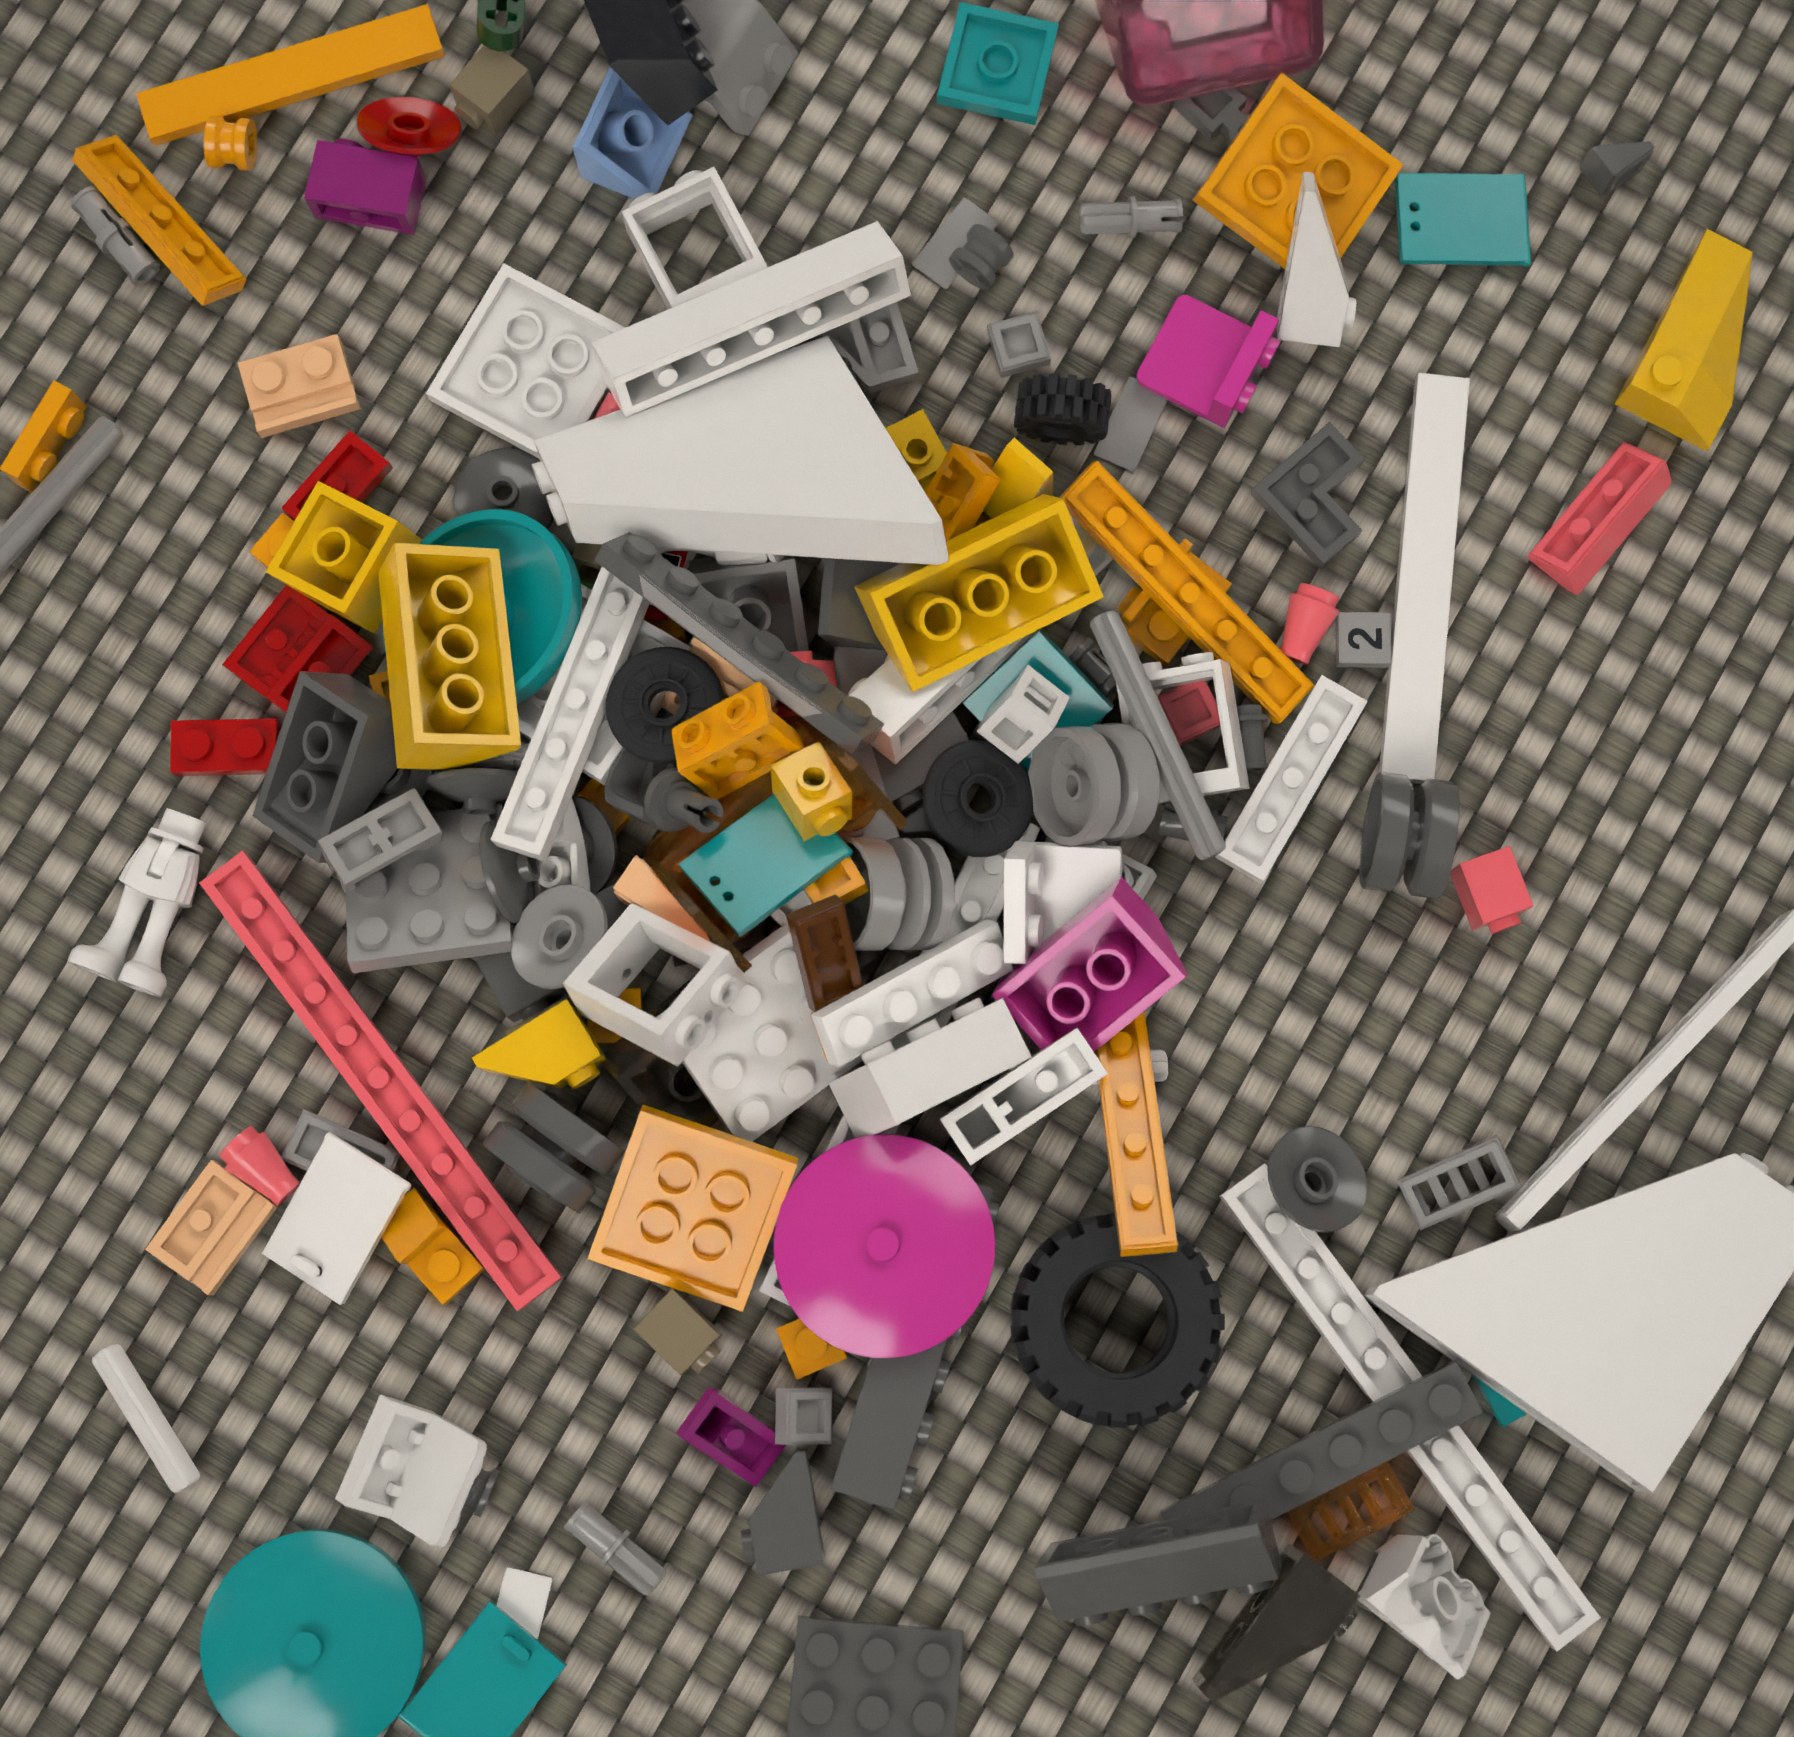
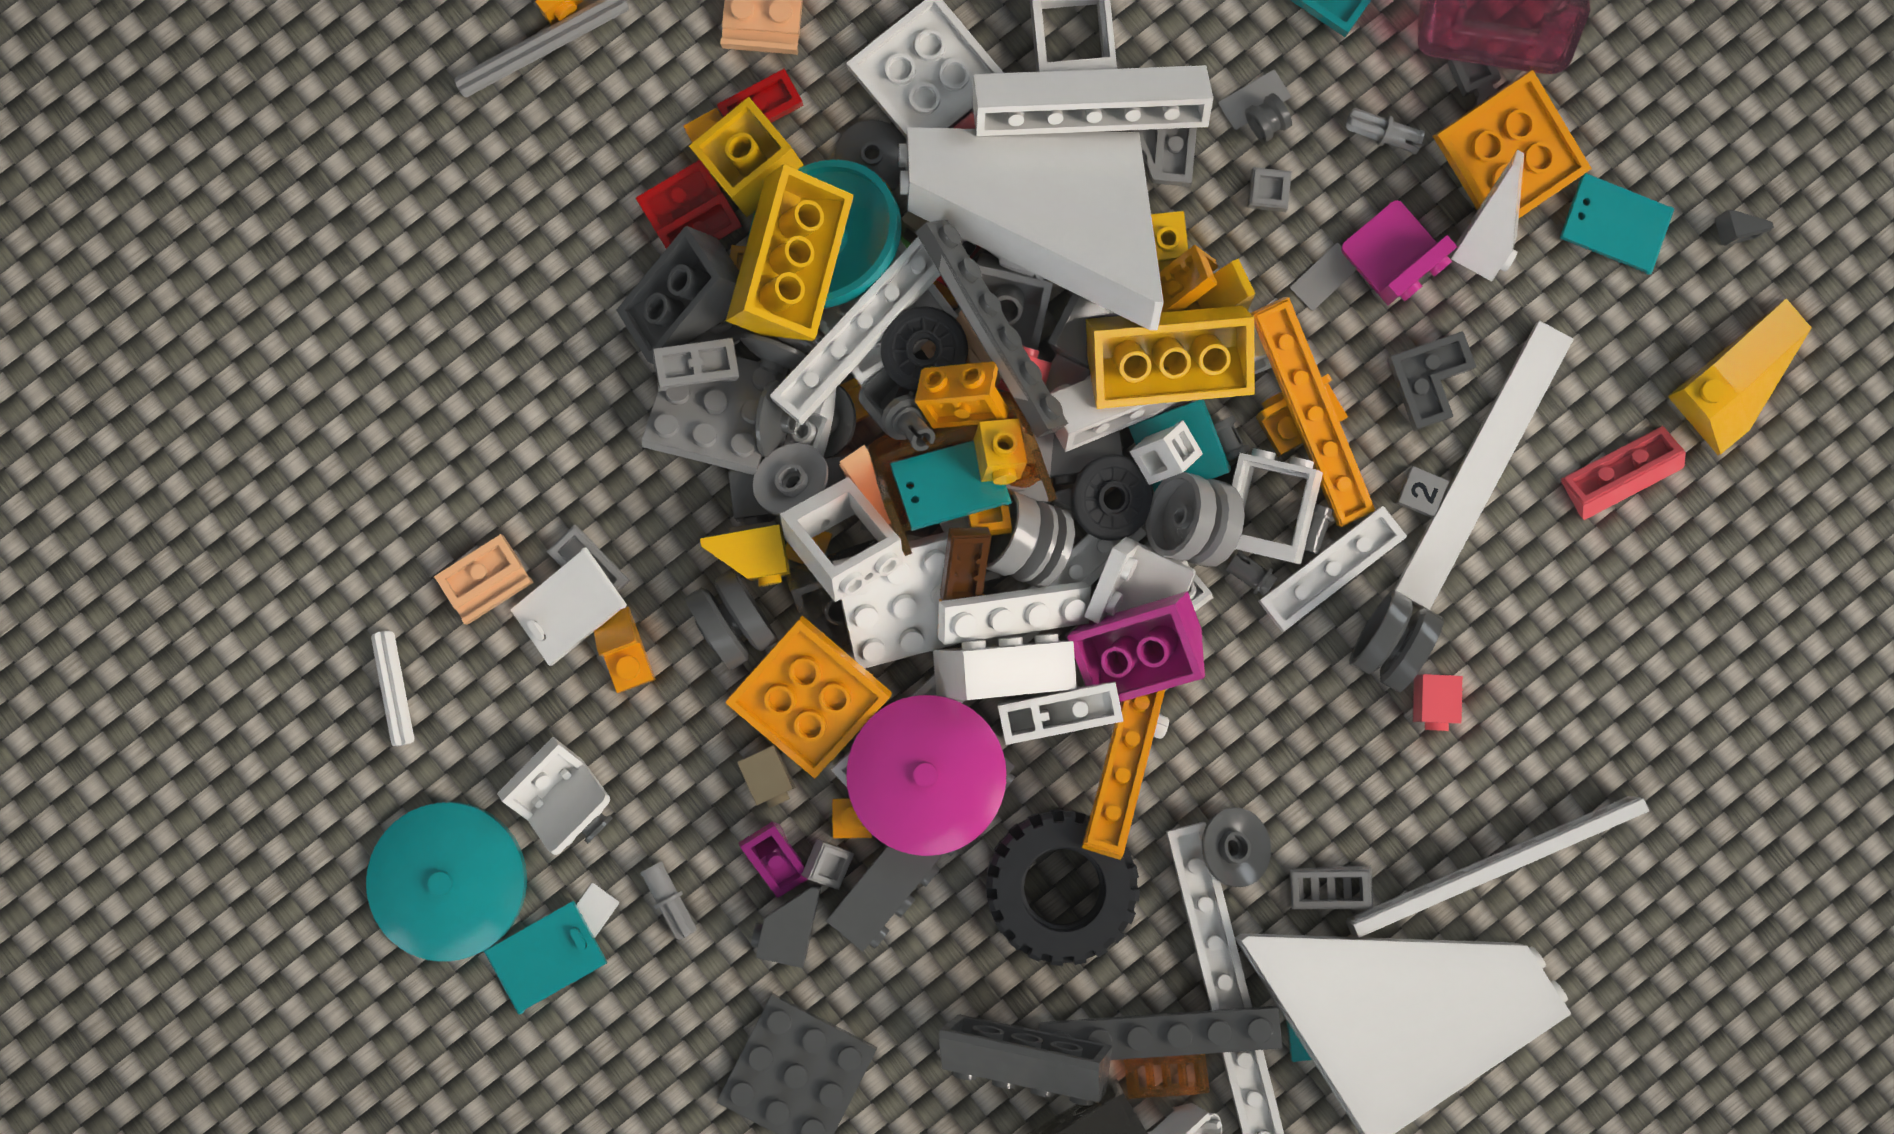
camera: 20 degrees right, 5 degrees up
(158, 871) = (541, 325): white piece -> none
(222, 746) = (614, 254): red plate -> none
(259, 1165) = (531, 550): coral cone -> none
(381, 1081) = (633, 525): coral plate -> none
(1062, 409) = (1280, 249): black tyre -> none
(1156, 728) = (1253, 501): light grey axle -> none
(1190, 711) = (1281, 493): coral tile -> none
(1307, 621) = (1389, 463): coral cone -> none

